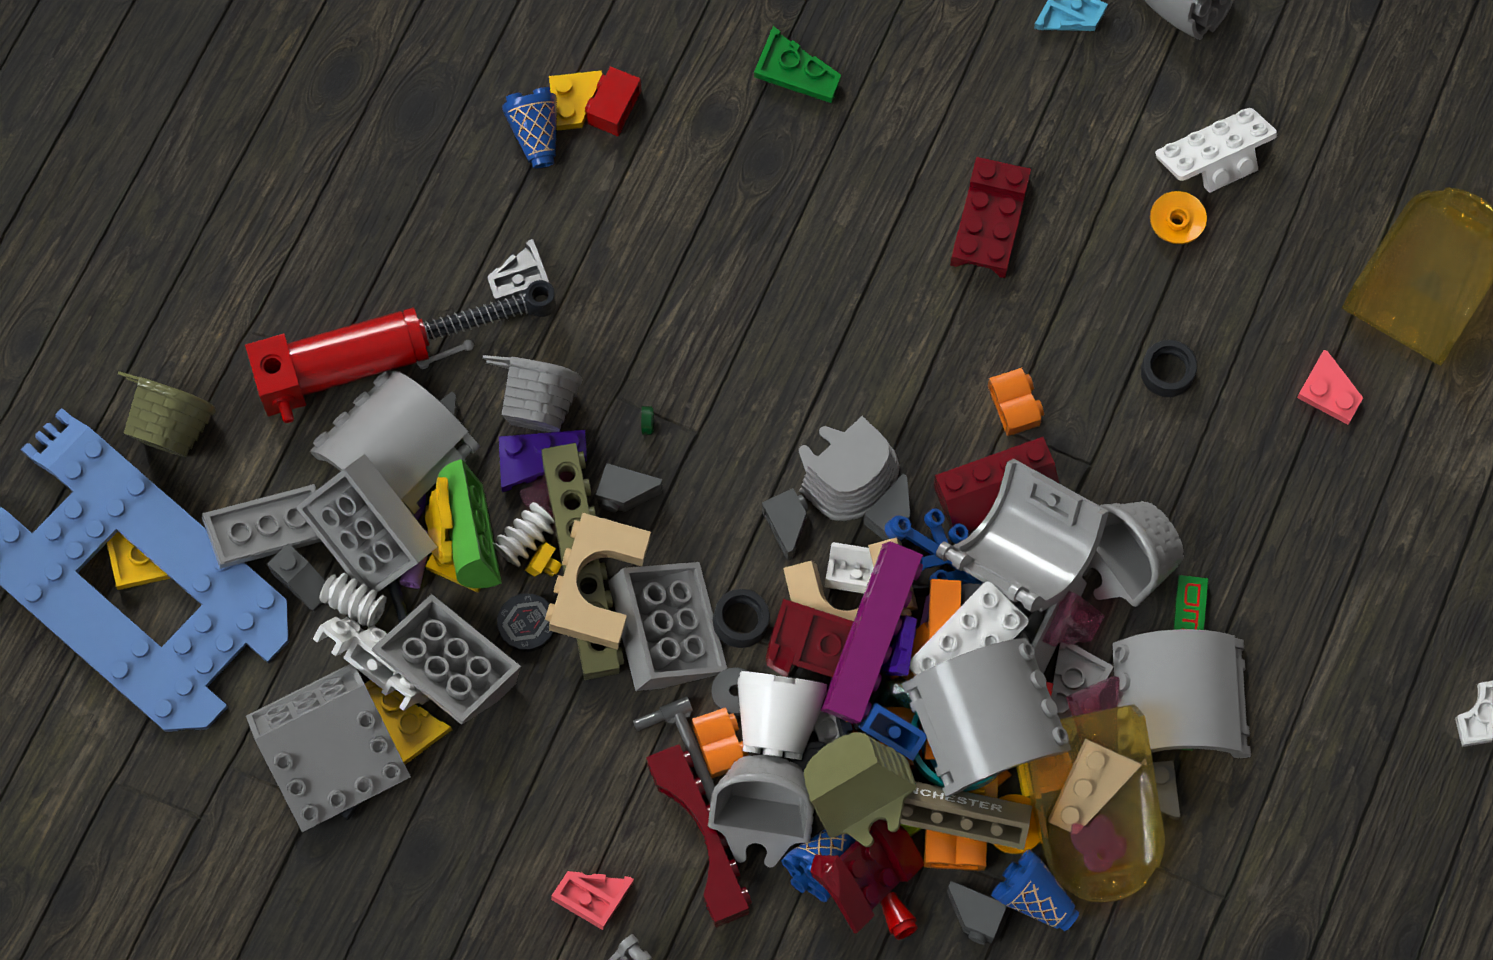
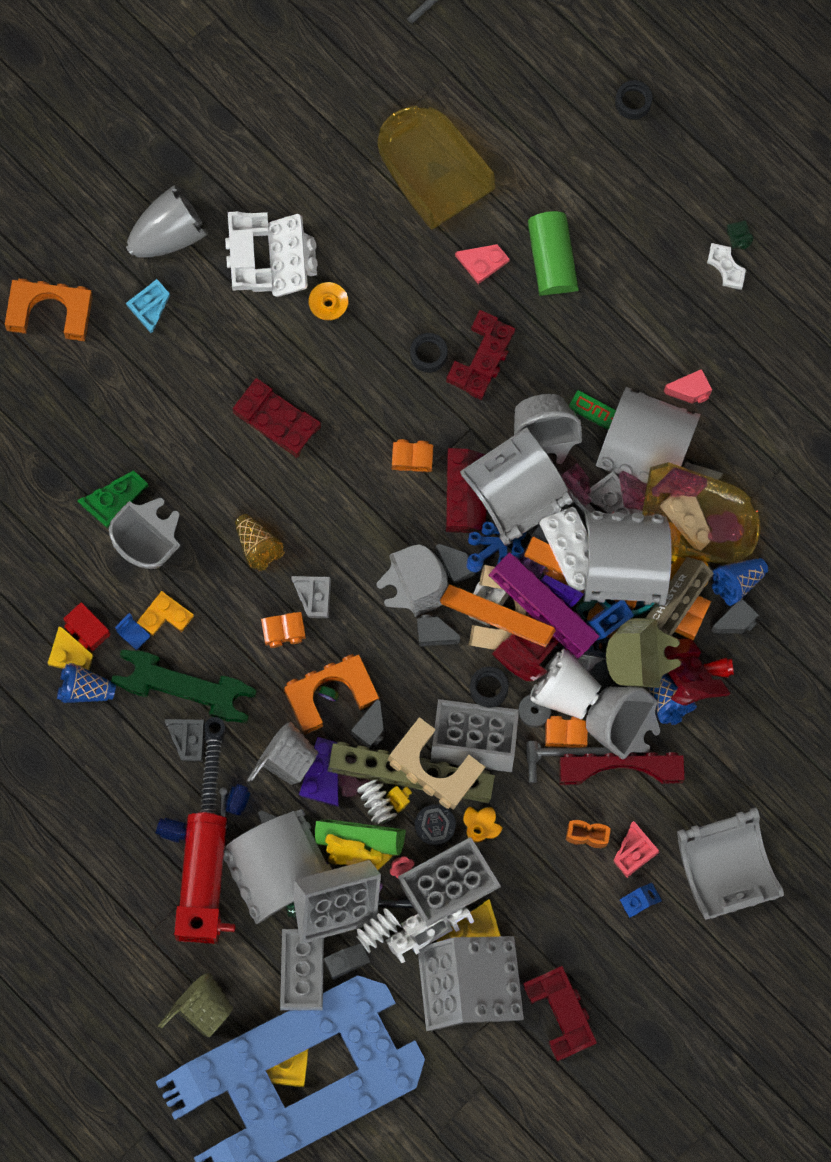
camera: 75 degrees left, 5 degrees up
(334, 885) = (566, 1009): none -> dark red bracket
(390, 297) = (171, 830): none -> clear blue brick
(452, 597) = (401, 865): none -> coral plant
(461, 364) = (237, 799): none -> clear blue brick
(525, 926) = (640, 900): none -> blue bracket
(555, 680) = (483, 822): none -> light orange plate
(587, 816) = (594, 835): none -> orange brick
(588, 292) = (217, 696): none -> dark green piece
(630, 155) = (132, 632): none -> blue bracket
(635, 388) = (349, 672): none -> orange arch
(676, 184) = (164, 609): none -> light orange plate
(710, 332) = (283, 629): none -> orange brick
(751, 113) = (143, 536): none -> light grey piece
(772, 353) = (314, 595): none -> light grey wing
(809, 256) = (258, 543): none -> clear yellow cone
(835, 583) = (497, 615): none -> orange tile
(1125, 750) = (680, 484): none -> clear pink wing
(1193, 88) = (241, 259): none -> white bracket
(1196, 444) = (487, 359): none -> dark red bracket
(1282, 726) = (690, 388): none -> coral slope
(1387, 475) = (552, 253): none -> bright green brick

